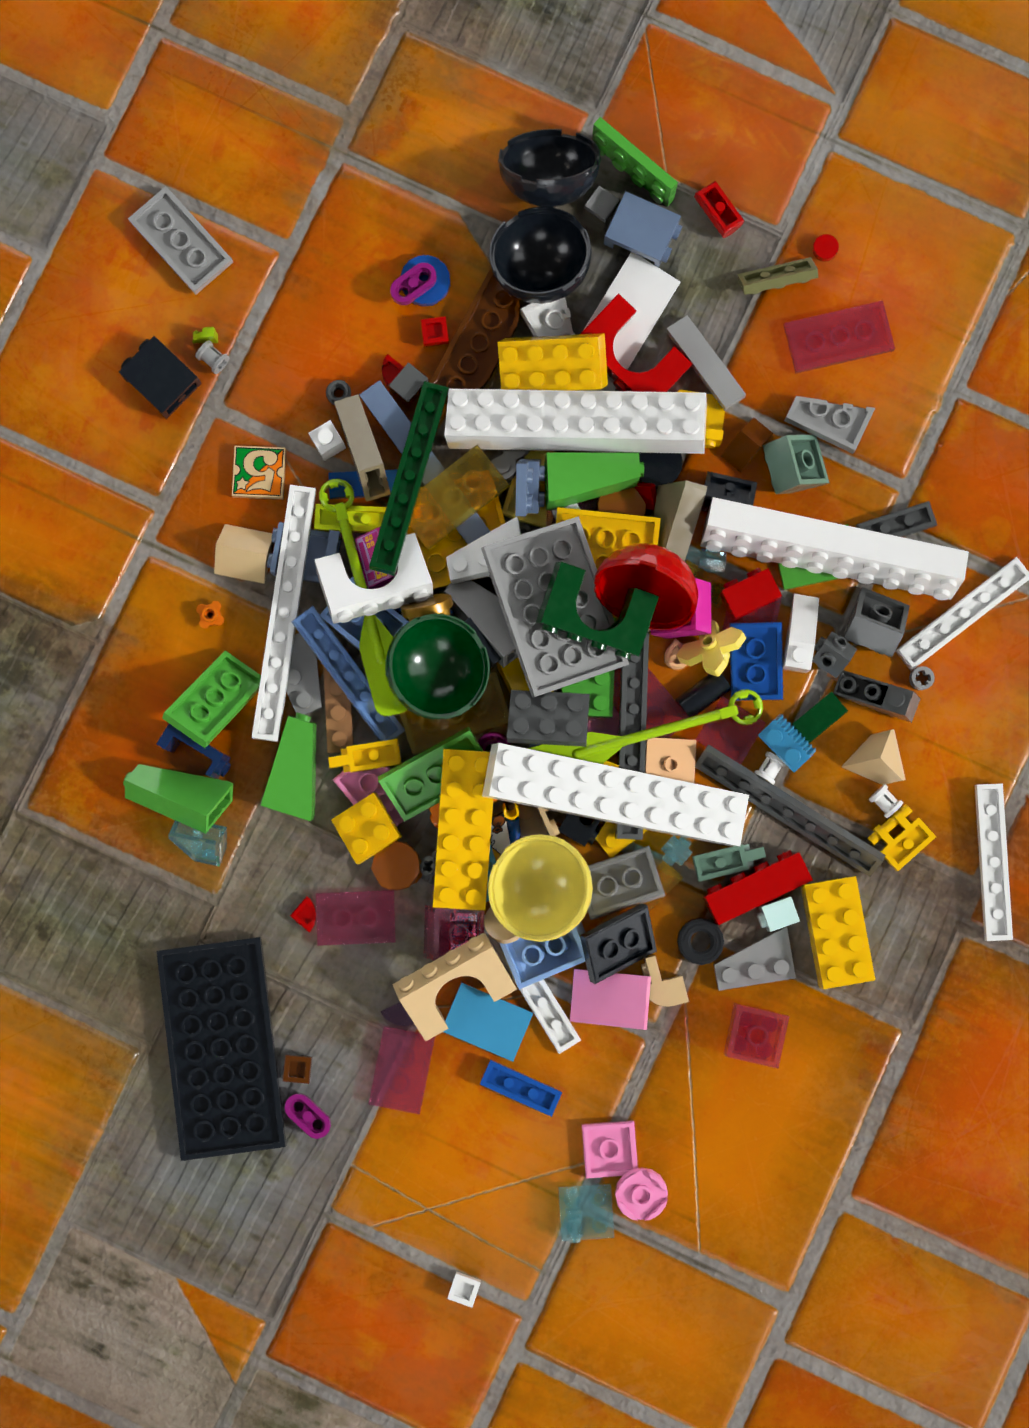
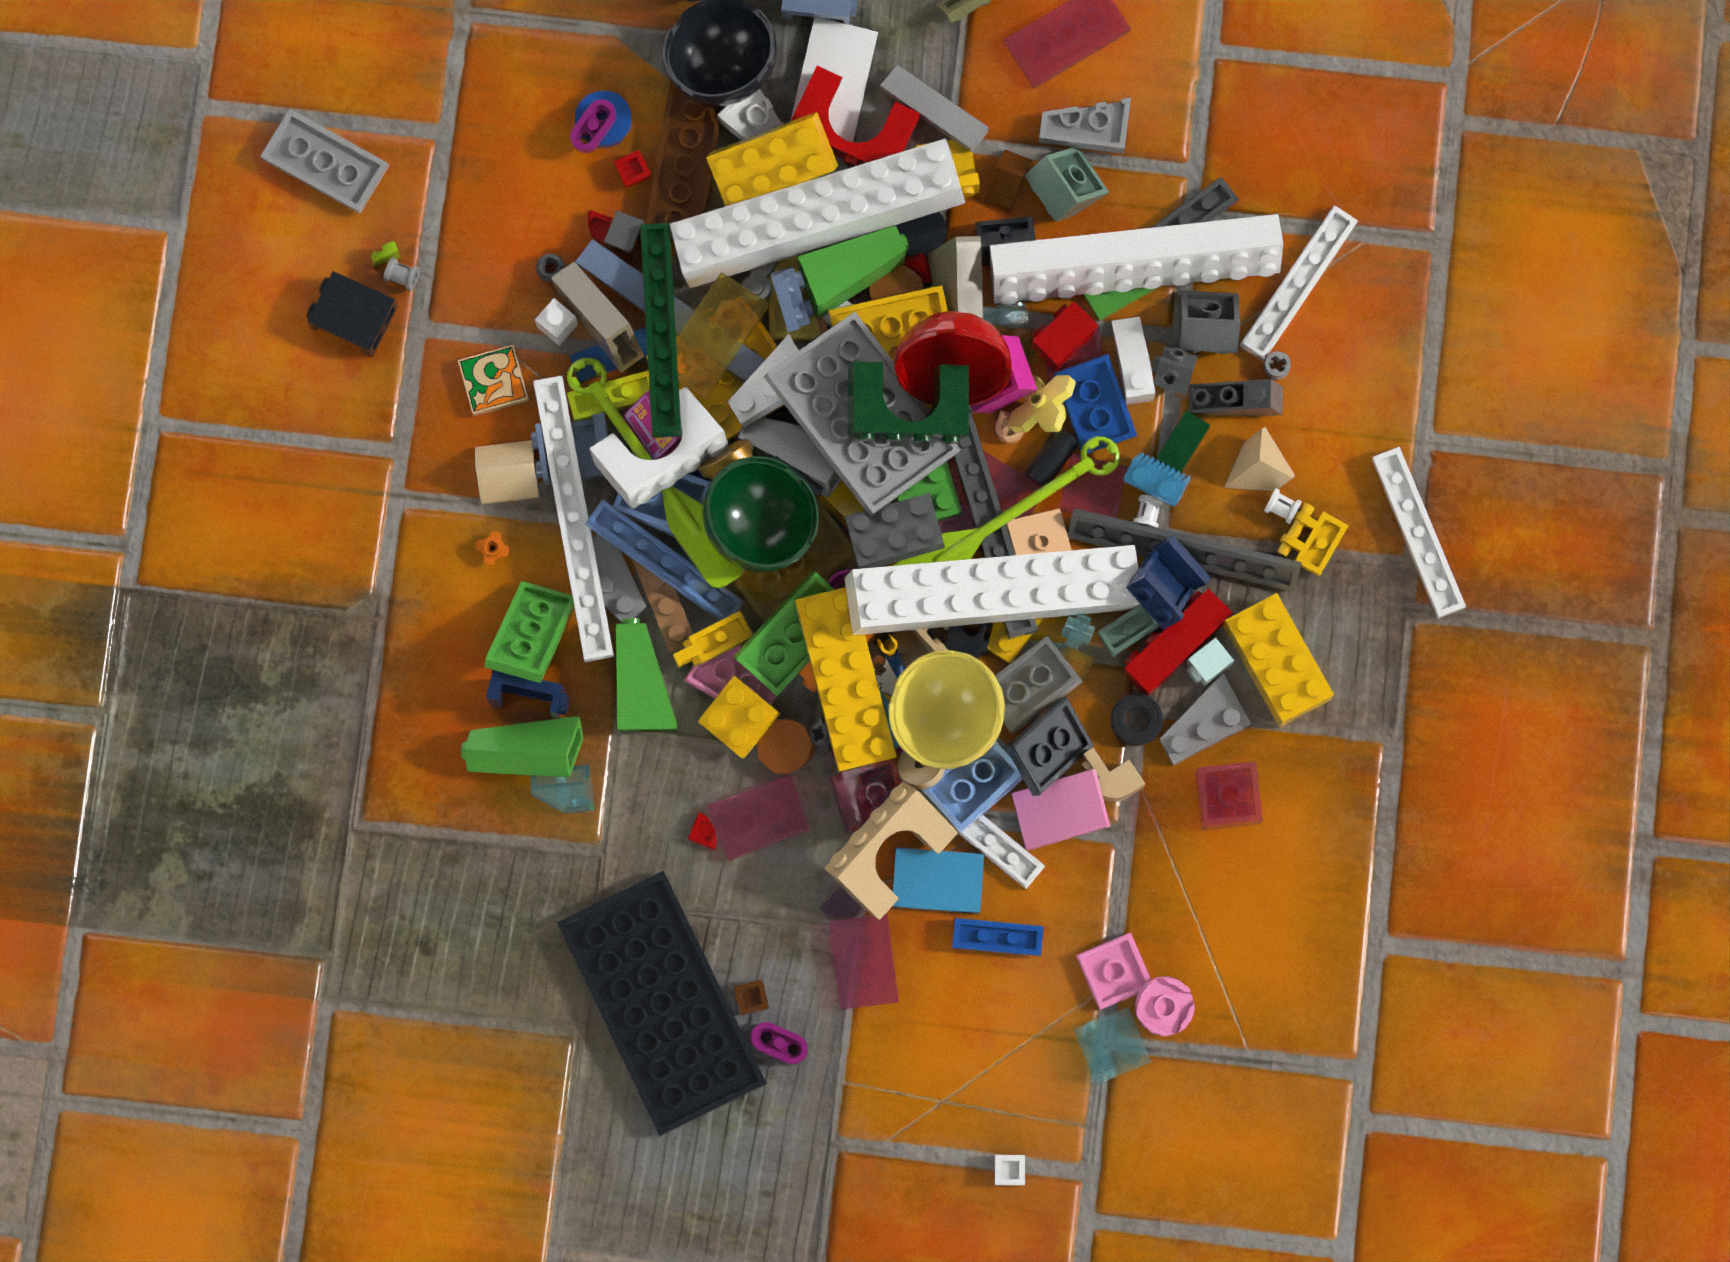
camera: 20 degrees left, 5 degrees down
(765, 835) = (1167, 581): none -> dark blue panel

